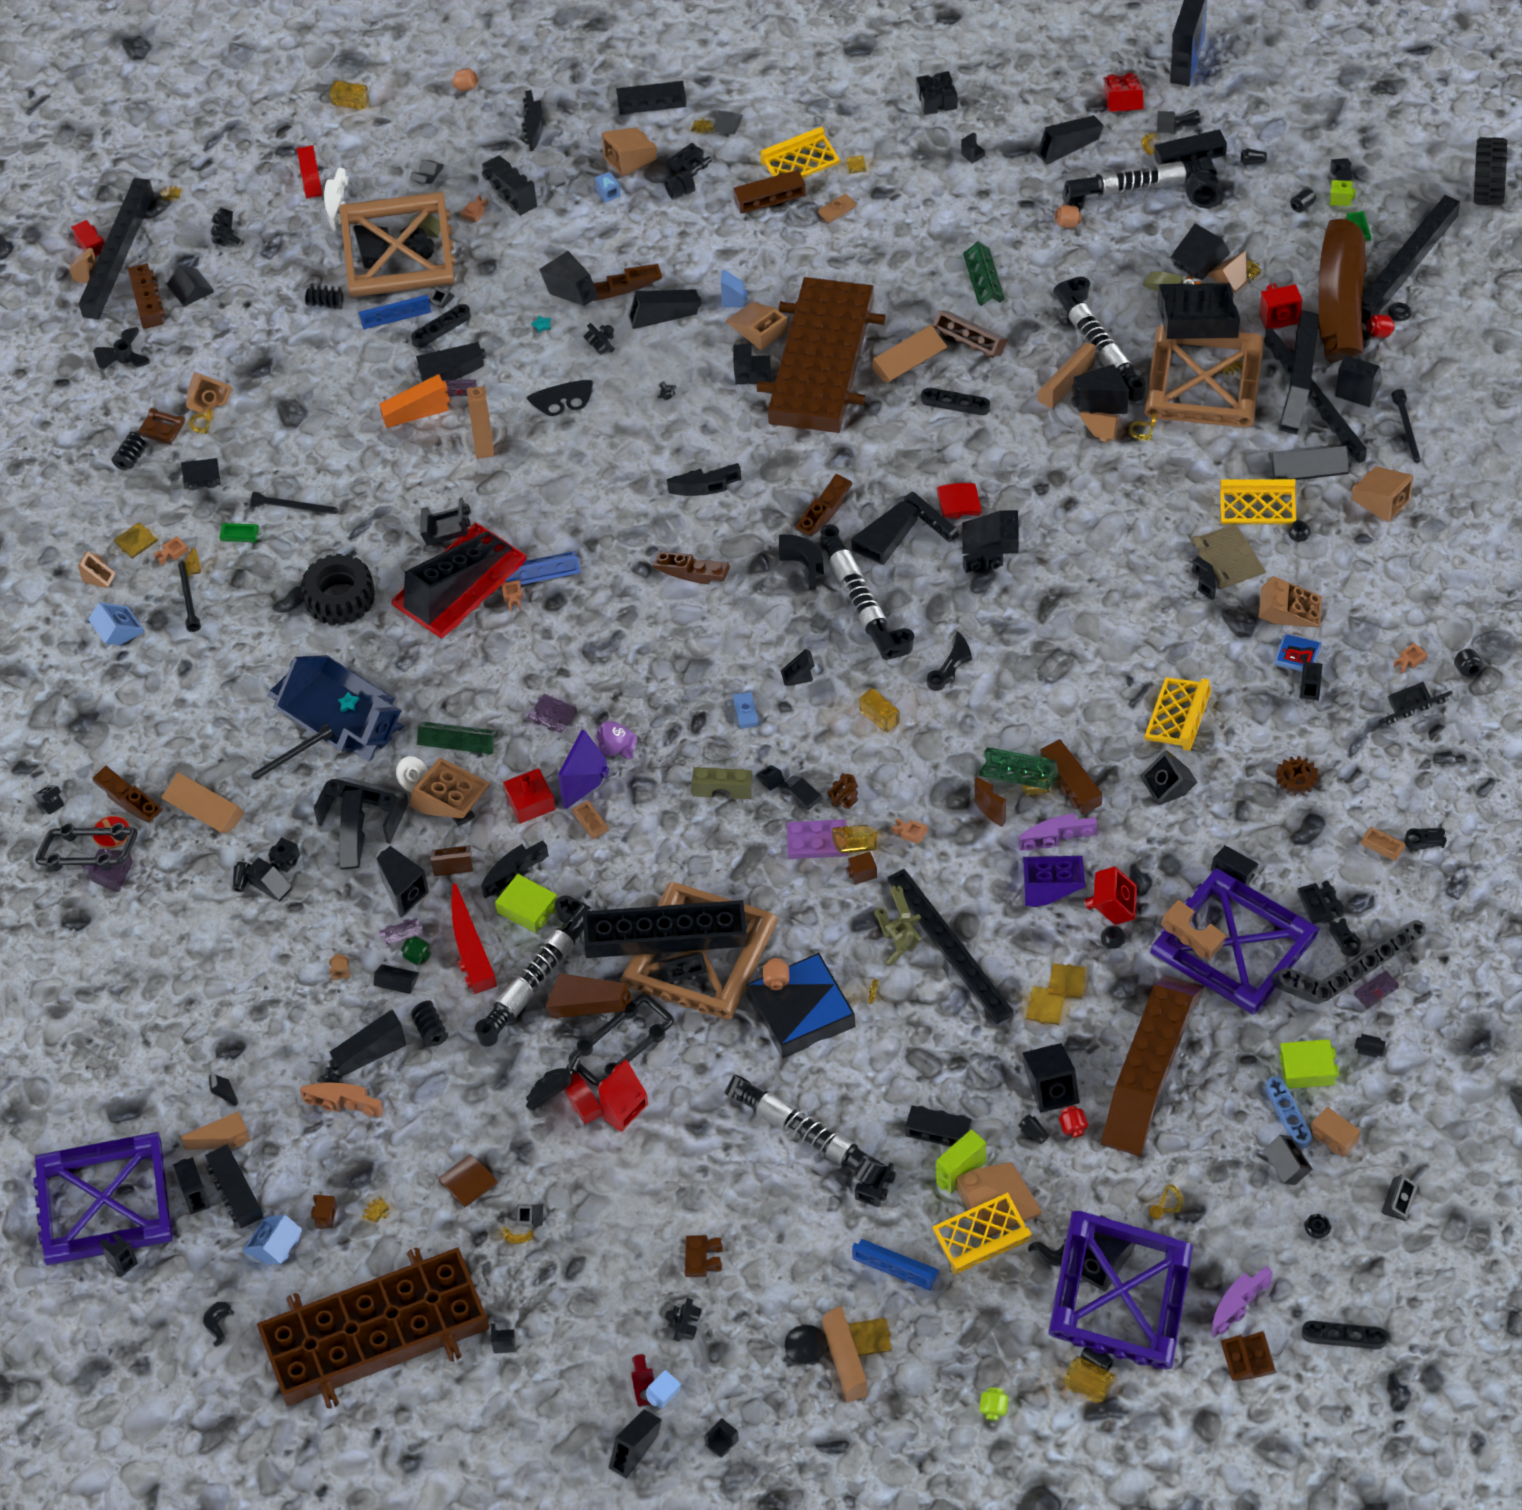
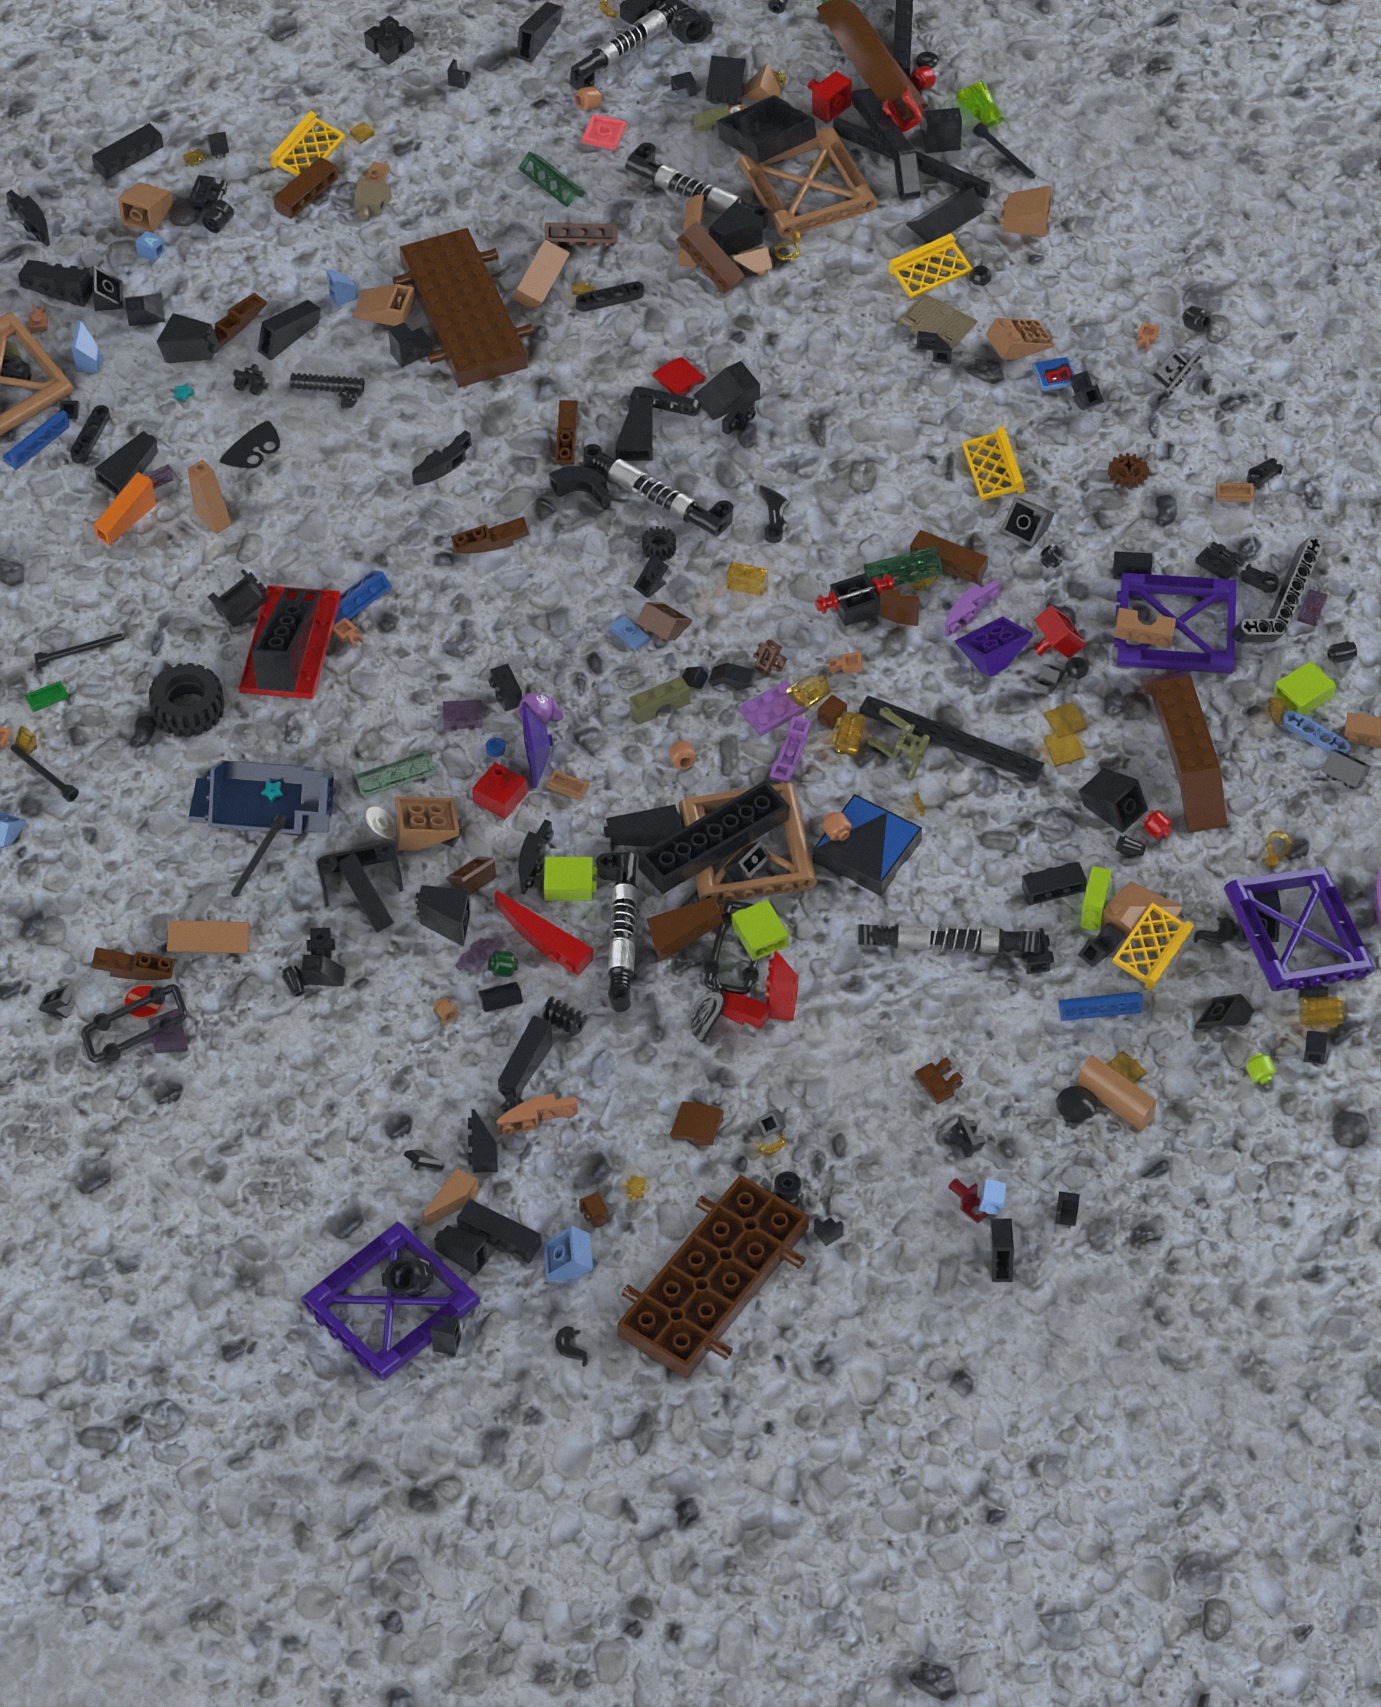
camera: 35 degrees left, 0 degrees up
(134, 1191) = (414, 1279): none -> black helmet
(276, 1106) = (484, 1148): none -> black slope
(484, 251) = (85, 351): none -> medium blue slope
(493, 1283) = (788, 1187): none -> black wheel
(543, 208) = (106, 290): none -> black slope
(557, 755) = (495, 747): none -> blue tile
(563, 237) = (145, 309): none -> black slope
(603, 705) = (505, 686): none -> black brick
(623, 889) = (643, 827): none -> black slope
(645, 1034) = (760, 930): none -> lime brick
(660, 369) = (328, 383): none -> black piece
(704, 841) = (682, 754): none -> nougat head
(780, 712) = (663, 621): none -> reddish brown slope
(801, 887) = (792, 750): none -> medium lavender slope
(817, 225) = (371, 198): none -> dark tan torso
(829, 650) = (659, 535): none -> black tyre
(862, 895) = (849, 733): none -> clear yellow brick
(934, 1209) = (1097, 949): none -> black slope
(937, 383) = (576, 290): none -> clear yellow piece
(956, 773) = (855, 598): none -> black brick
(1001, 1333) = (1226, 1012): none -> black slope
(1058, 404) = (710, 257): none -> reddish brown brick
(1060, 252) = (604, 132): none -> coral plate
(1060, 1411) = (1315, 1047): none -> black panel
(1078, 935) = (1047, 679): none -> black slope
(1163, 237) = (684, 81): none -> black panel
(1165, 822) = (1051, 556): none -> black gear
(1267, 1070) = (1275, 709): none -> clear yellow slope
(1322, 349) = (905, 125): none -> red piece
(1416, 372) = (980, 103): none -> clear neon green piece

